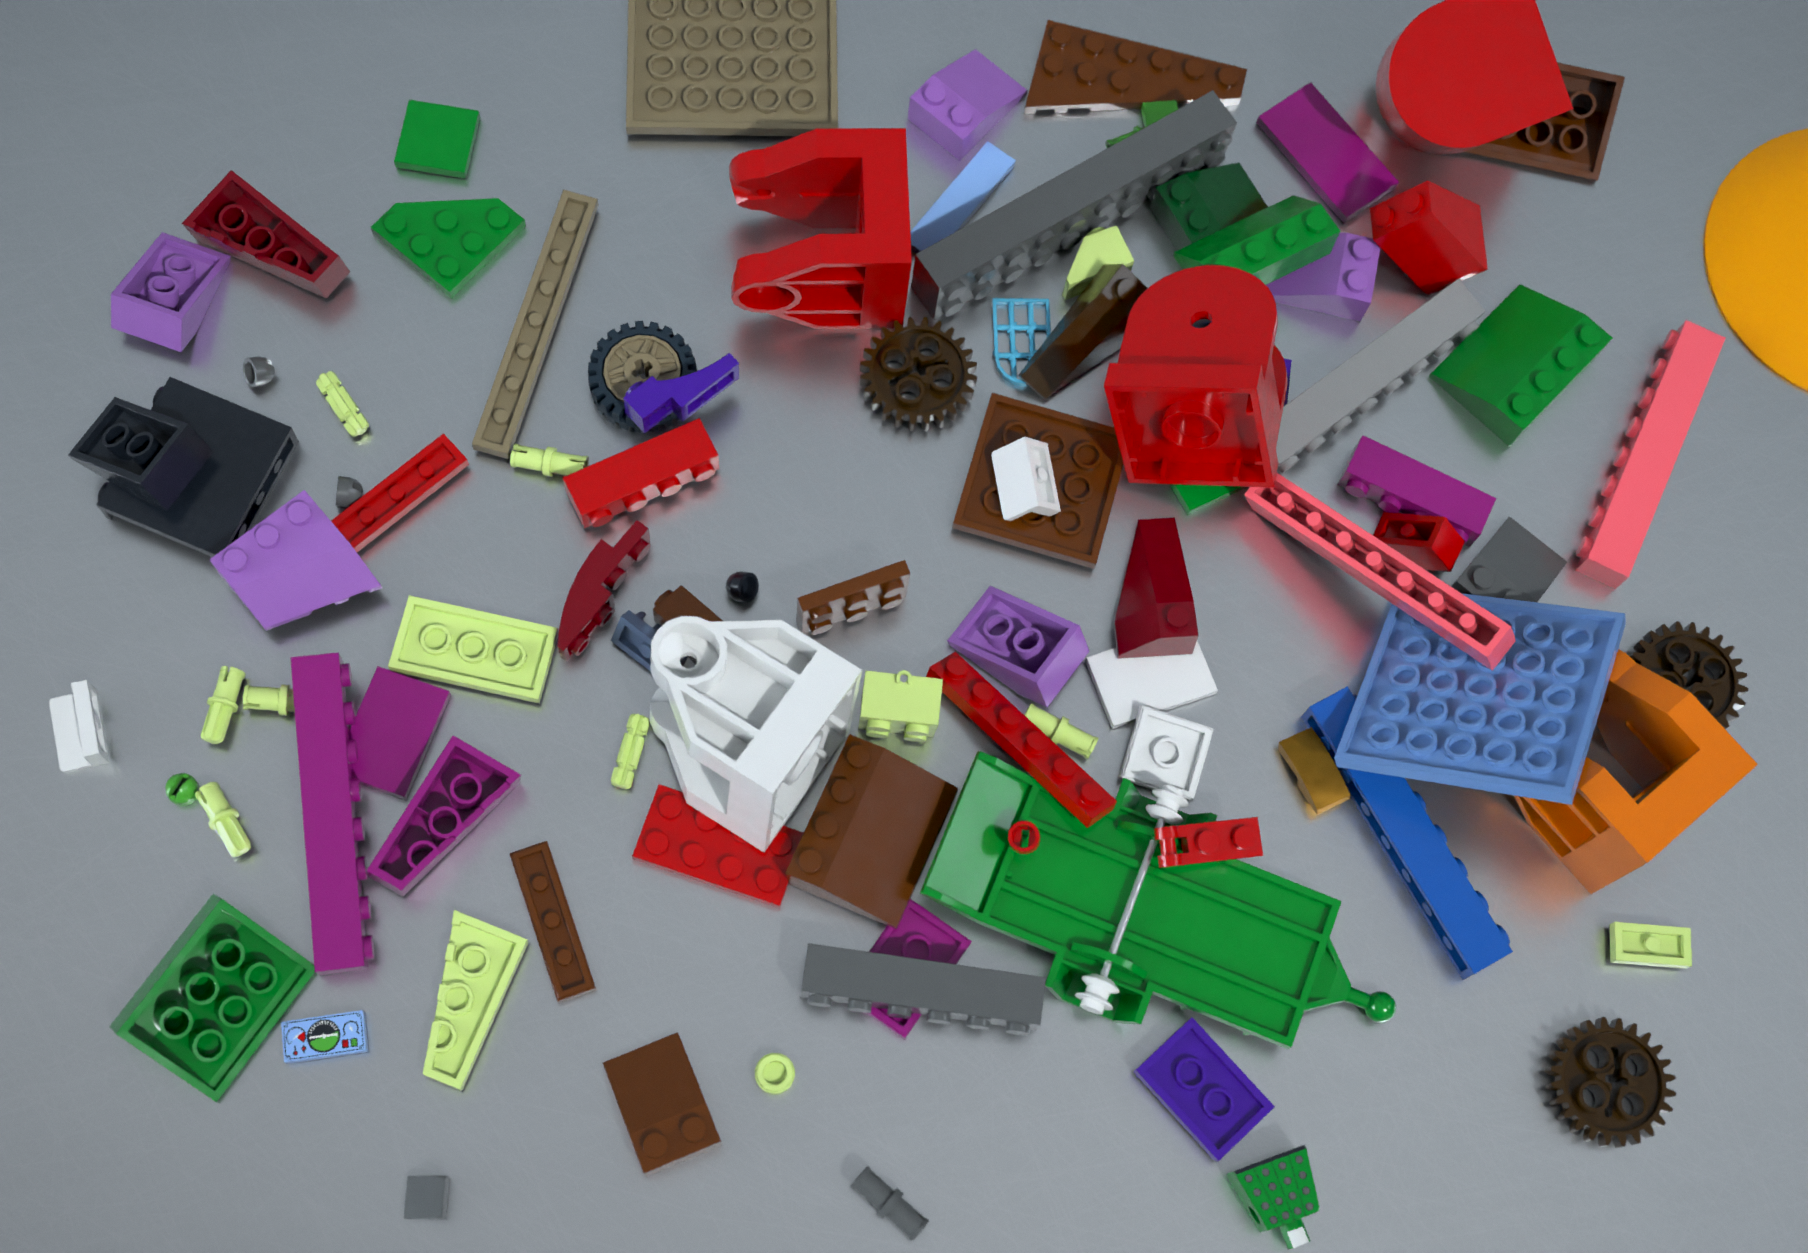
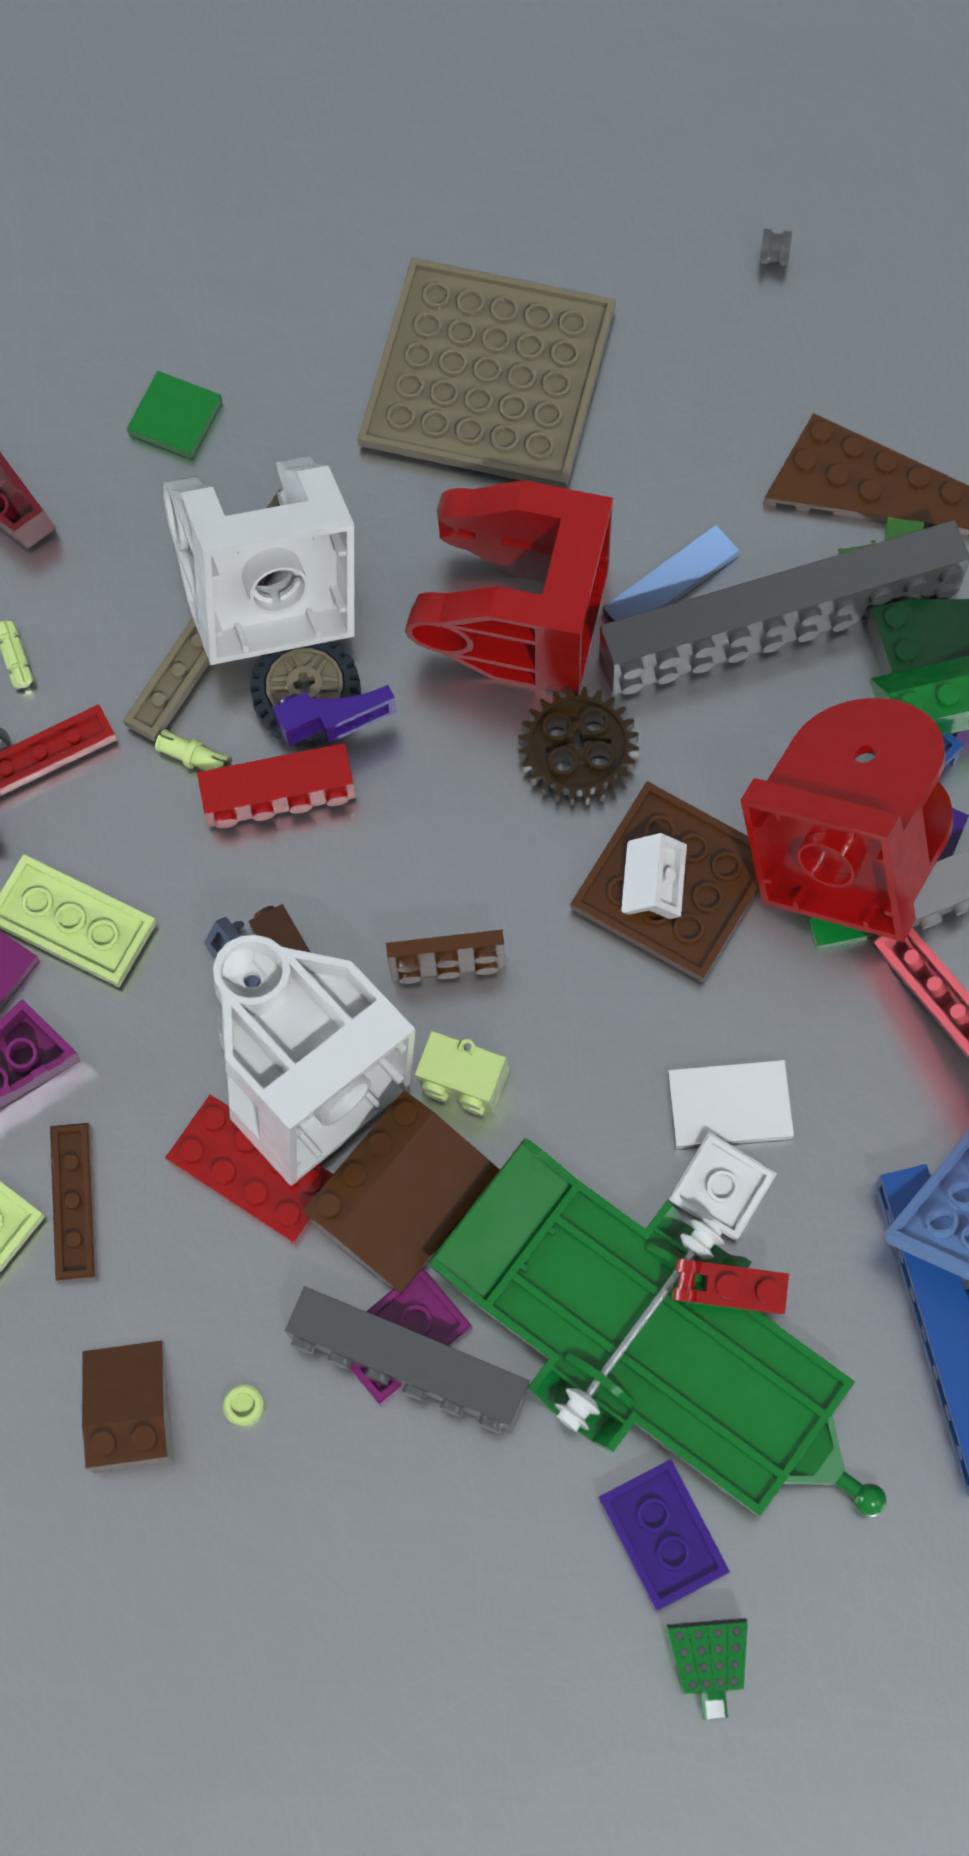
camera: 30 degrees right, 0 degrees up
(449, 238) = (138, 514): green plate -> none
(542, 263) = (230, 554): none -> white brick
(589, 598) = (192, 898): dark red slope -> none
(630, 751) = (192, 1055): yellowish green axle -> none
(742, 586) = (345, 919): black hinge -> none
(889, 1203) = (318, 1562): dark grey pin -> none
(964, 103) = (704, 480): medium lavender slope -> none
(1013, 354) = (707, 724): medium azure window -> none
(1015, 837) = (538, 1234): red hinge -> none
(1021, 644) = (604, 1042): medium lavender slope -> none
(1022, 740) = (575, 1137): red plate -> none
(1061, 731) = (619, 1137): yellowish green pin -> none
(1086, 332) = (755, 741): dark brown wedge -> none
(1097, 249) = (792, 672): yellowish green slope -> none
(1156, 596) = (753, 1029): dark red wedge -> none
(1315, 770) = (871, 1254): pearl gold slope -> none

